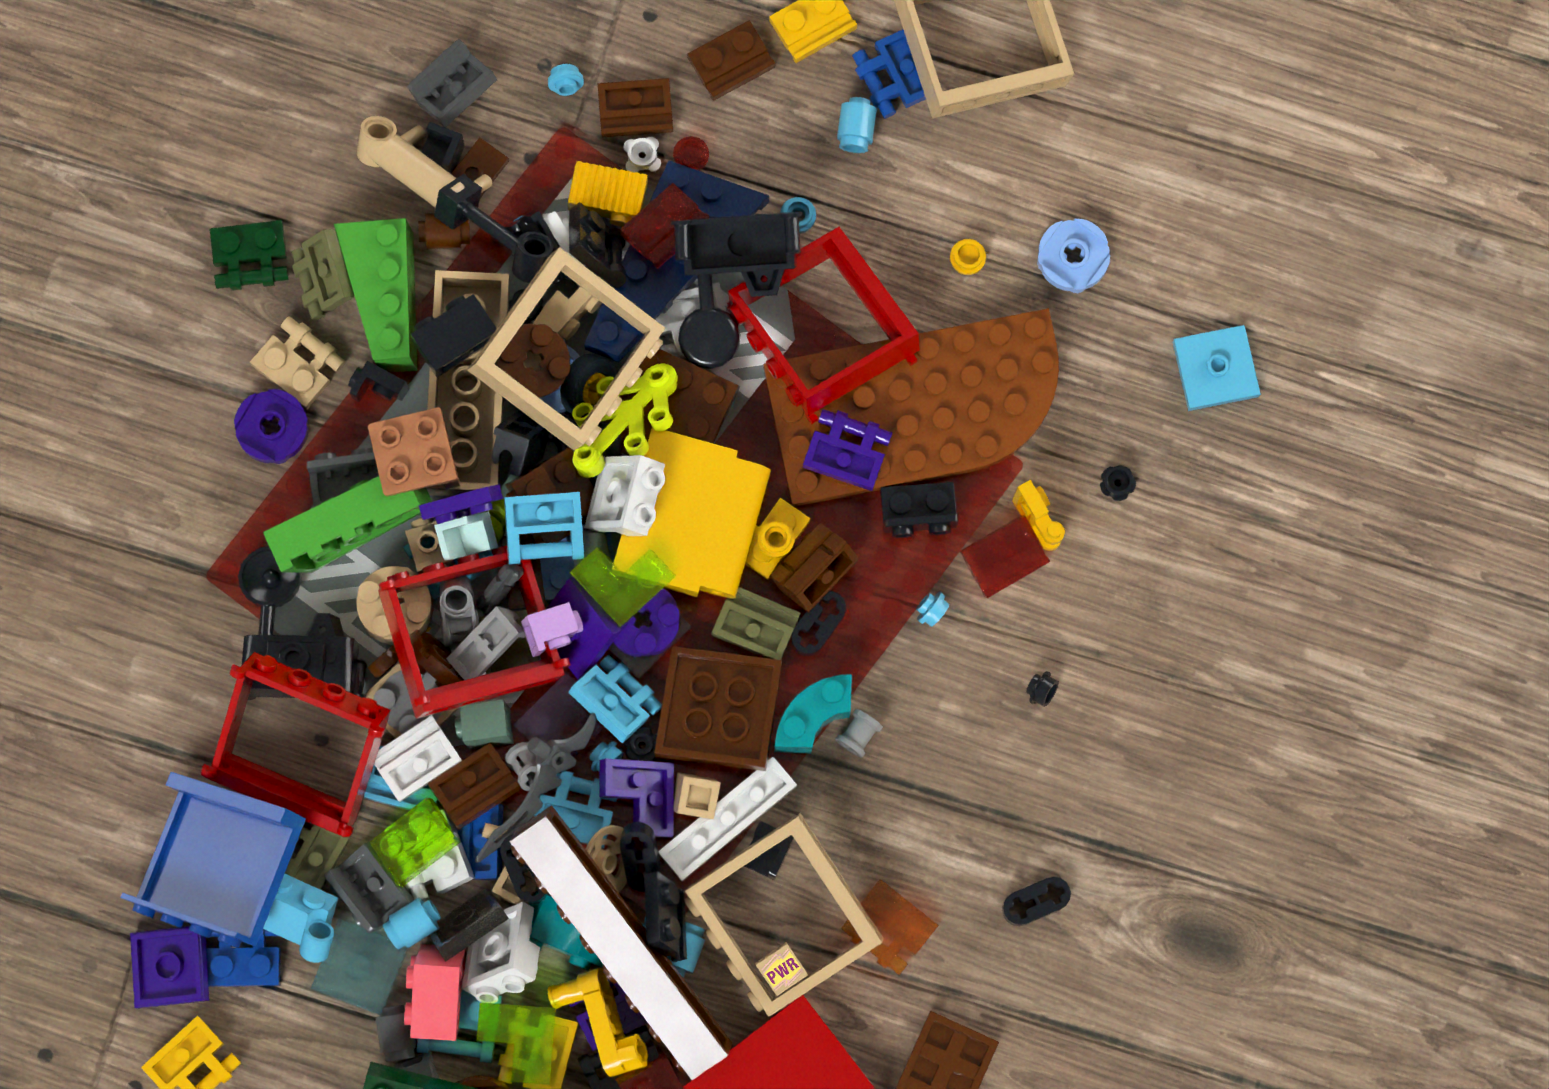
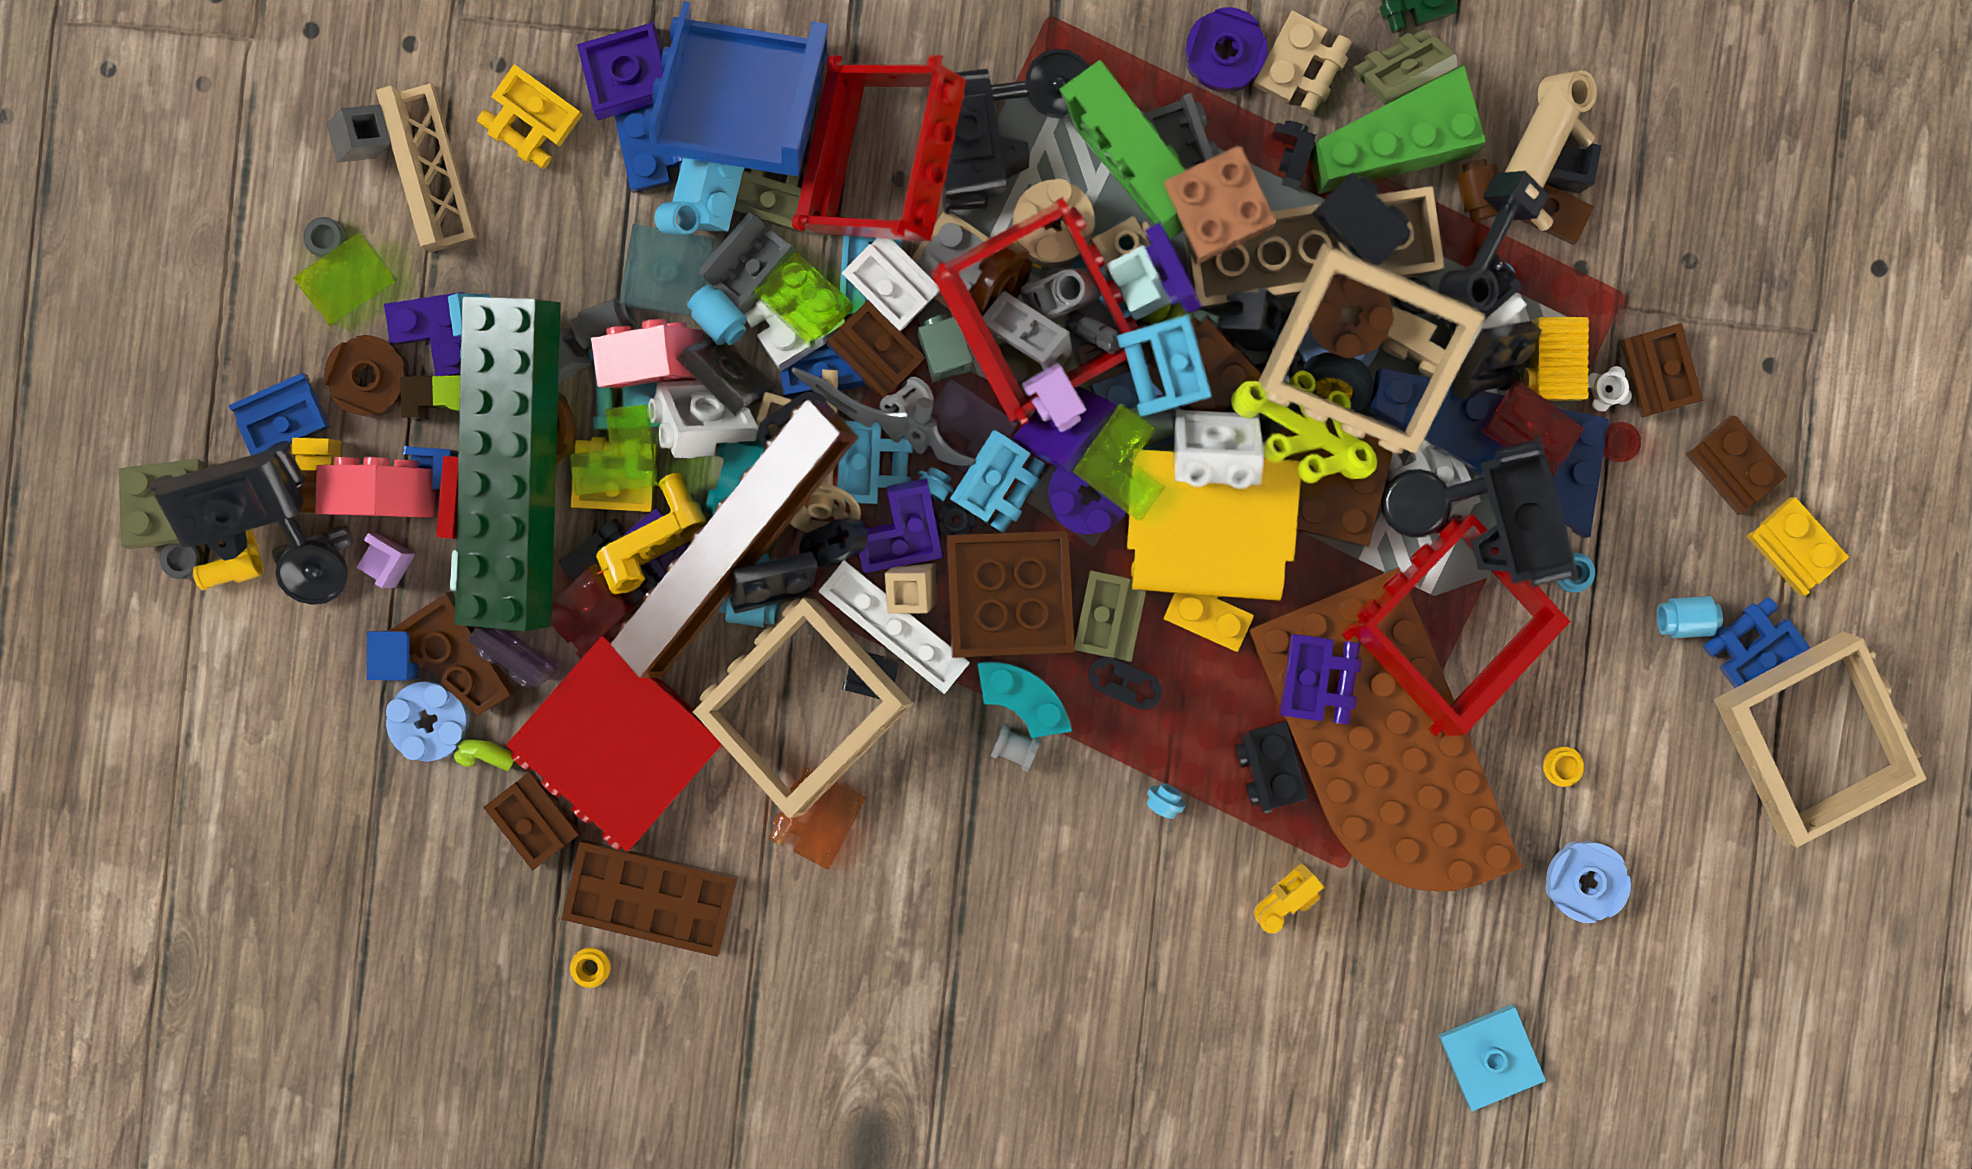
camera: 85 degrees right, 10 degrees up
(384, 662) = (988, 224): reddish brown tile -> none
(451, 83) = (1649, 161): dark grey bracket -> none
(565, 79) = (1678, 286): medium azure plate -> none
(775, 527) = (1217, 626): yellow plate -> none
(781, 969) = (741, 716): tile -> none
(814, 567) = (1183, 667): reddish brown brick -> none
(1004, 556) = (1238, 867): clear red plate -> none
(1032, 893) = (866, 972): black beam -> none
(1042, 689) = (1102, 933): black plate -> none
(1119, 473) = (1343, 984): black plate -> none

